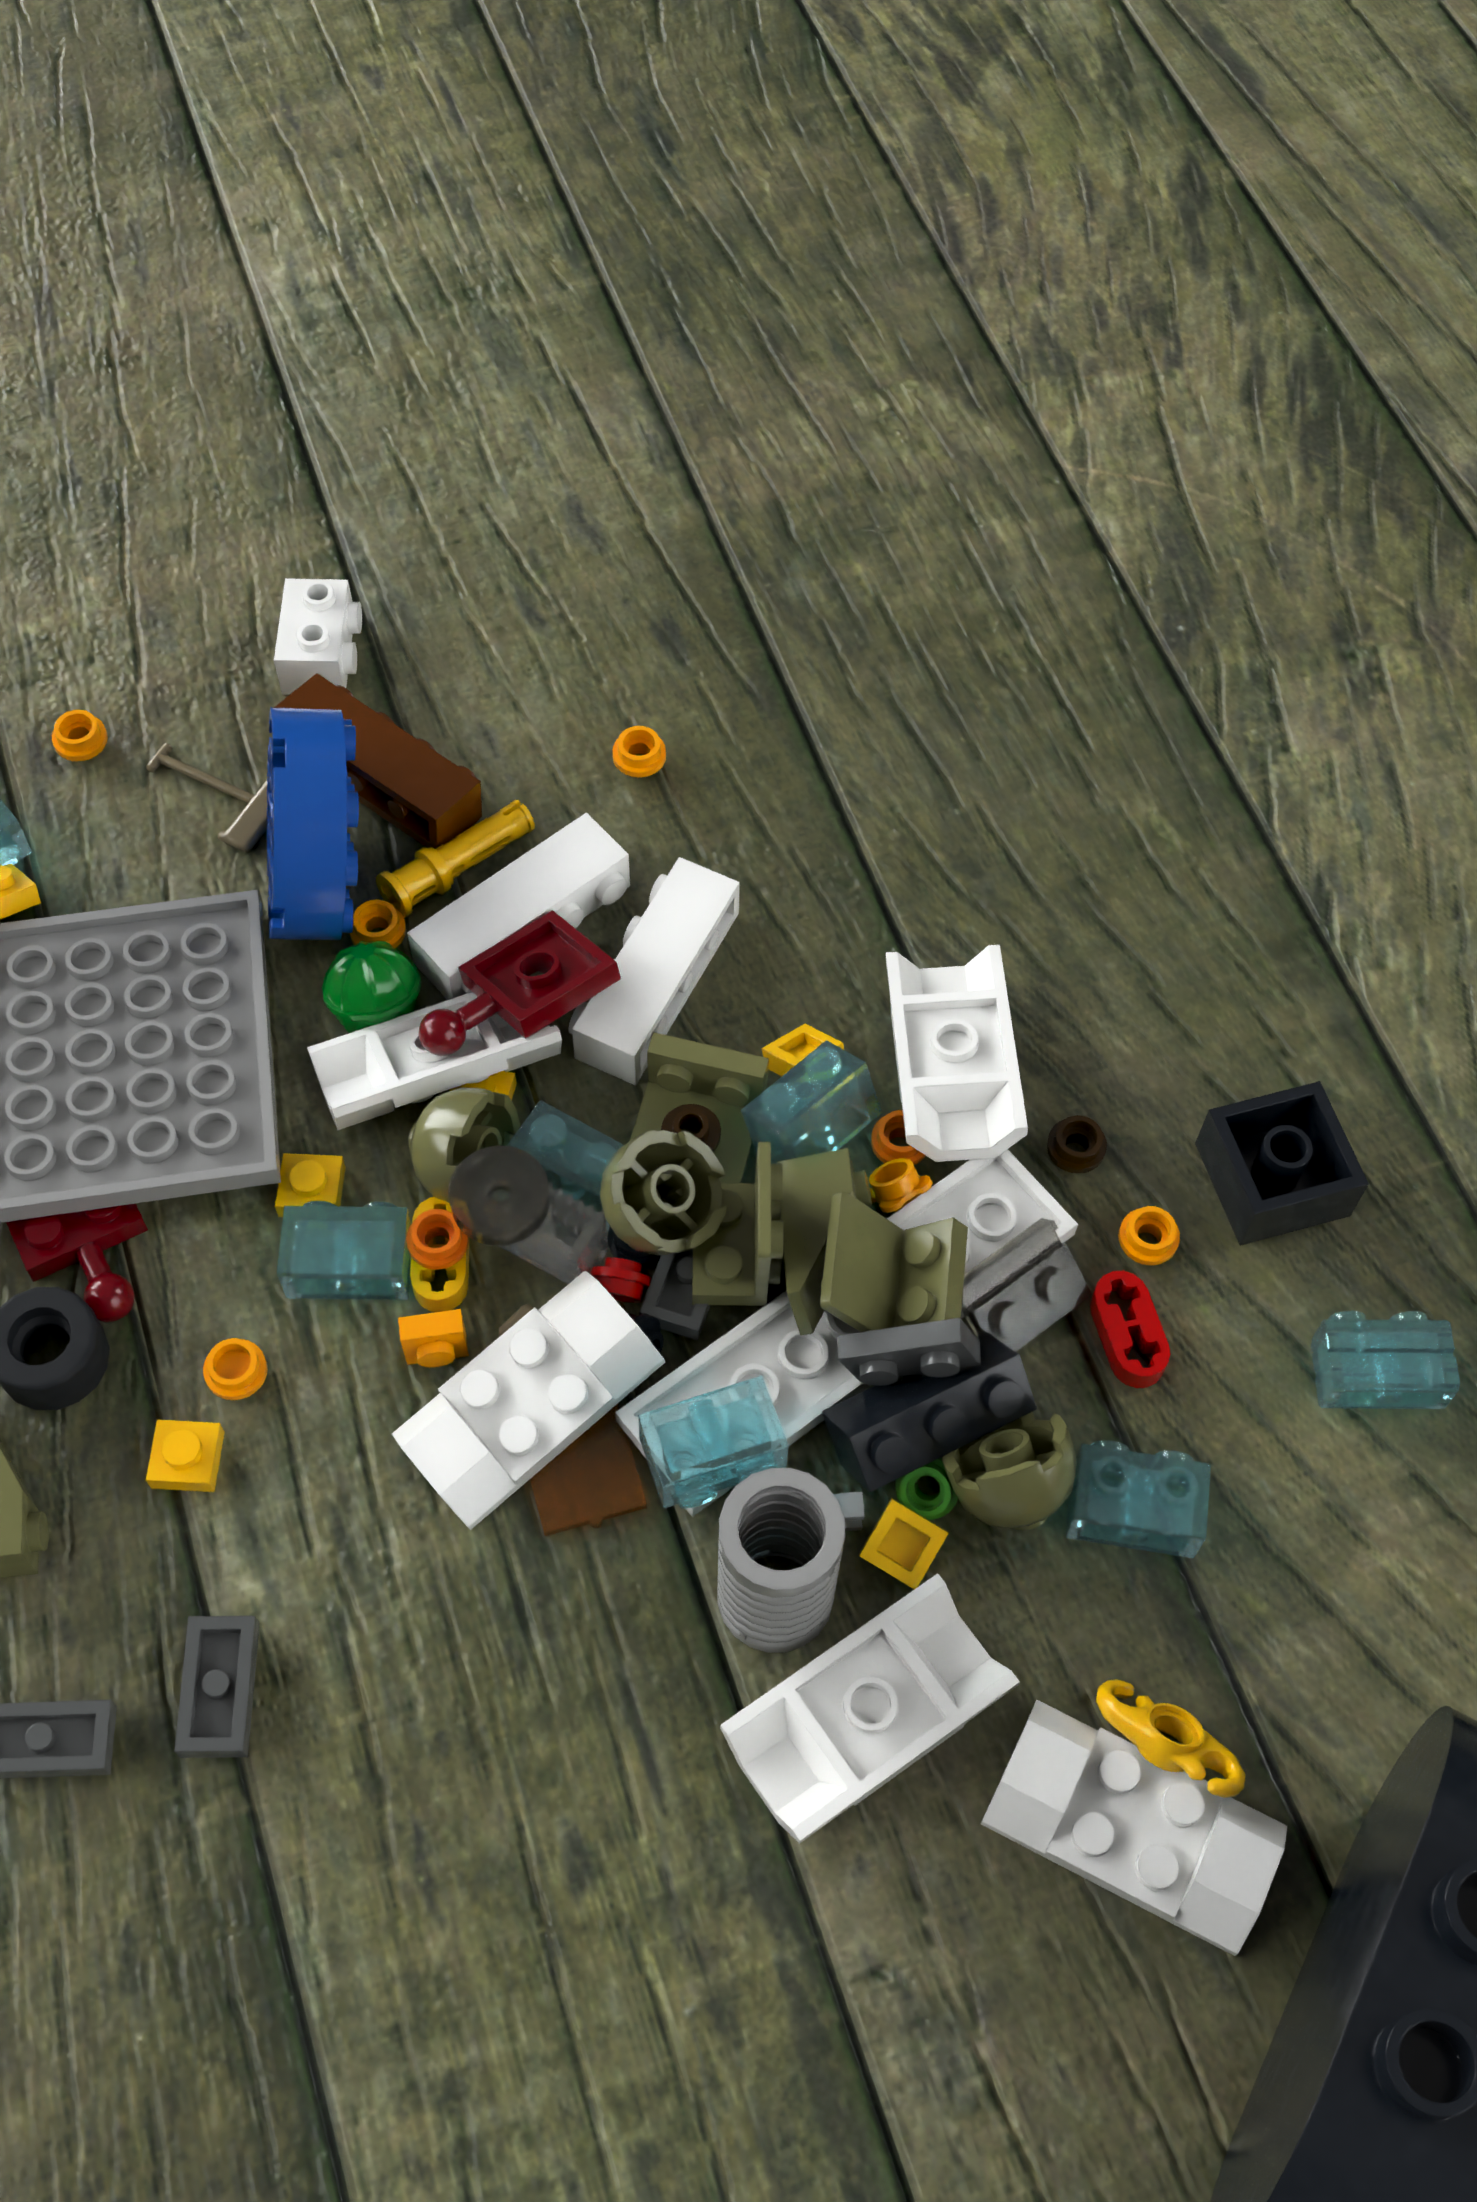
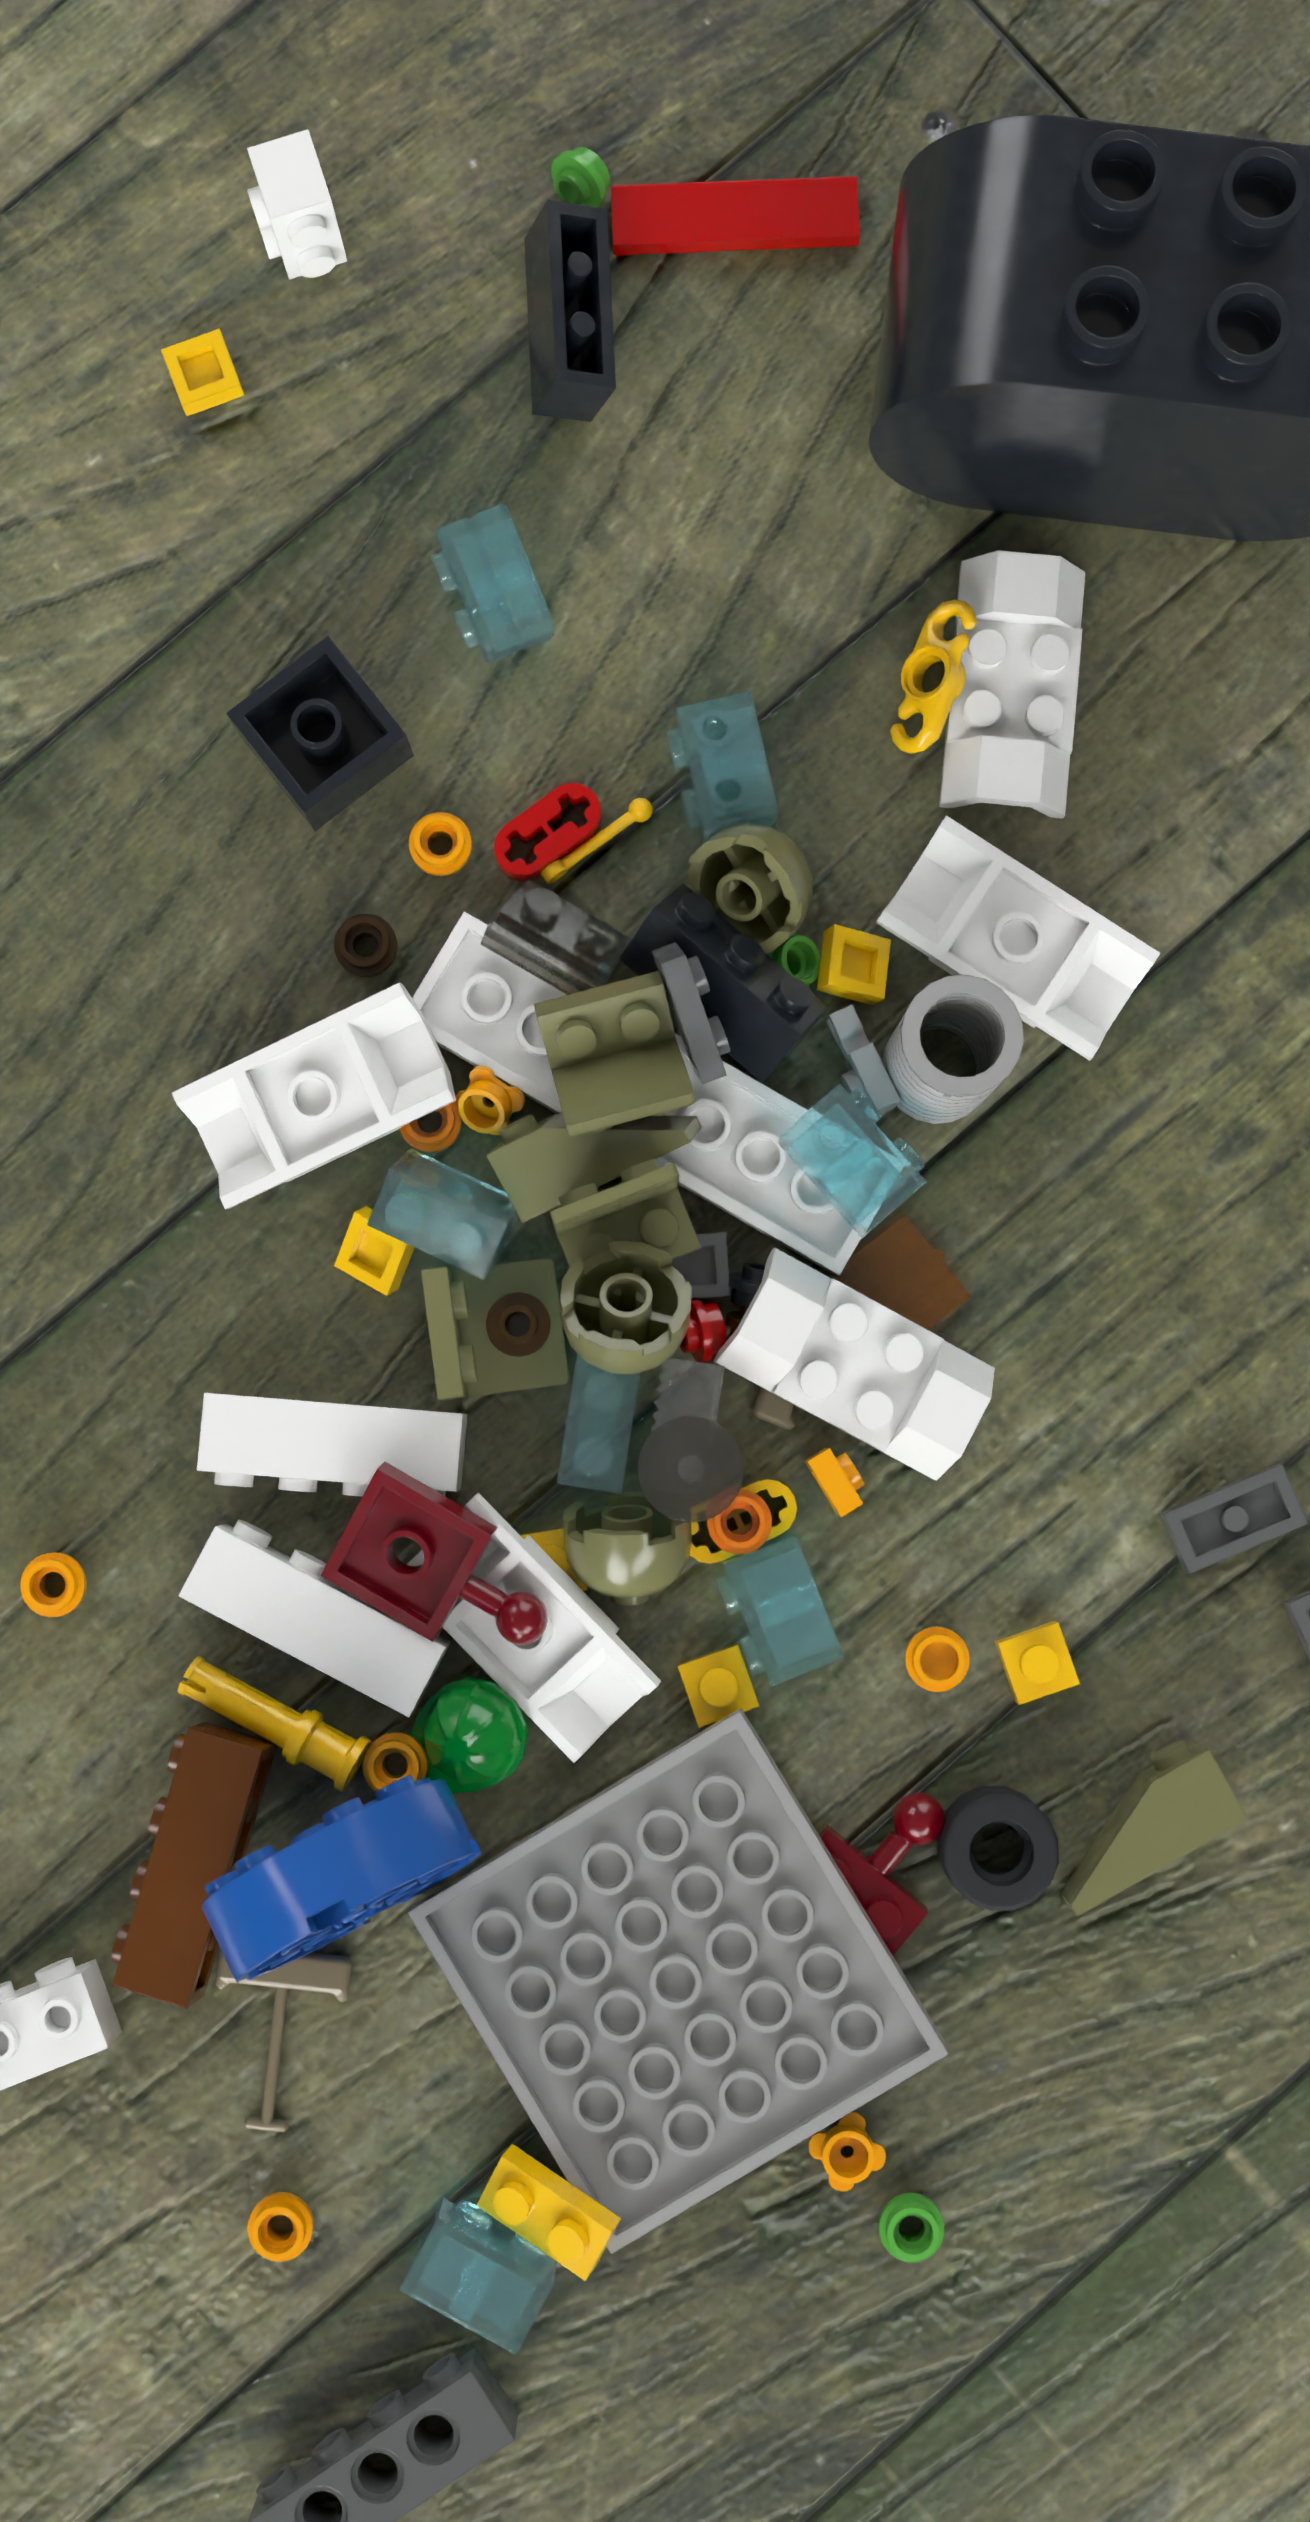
camera: 110 degrees left, 25 degrees up
(1123, 1416) = (638, 810): none -> yellow hinge

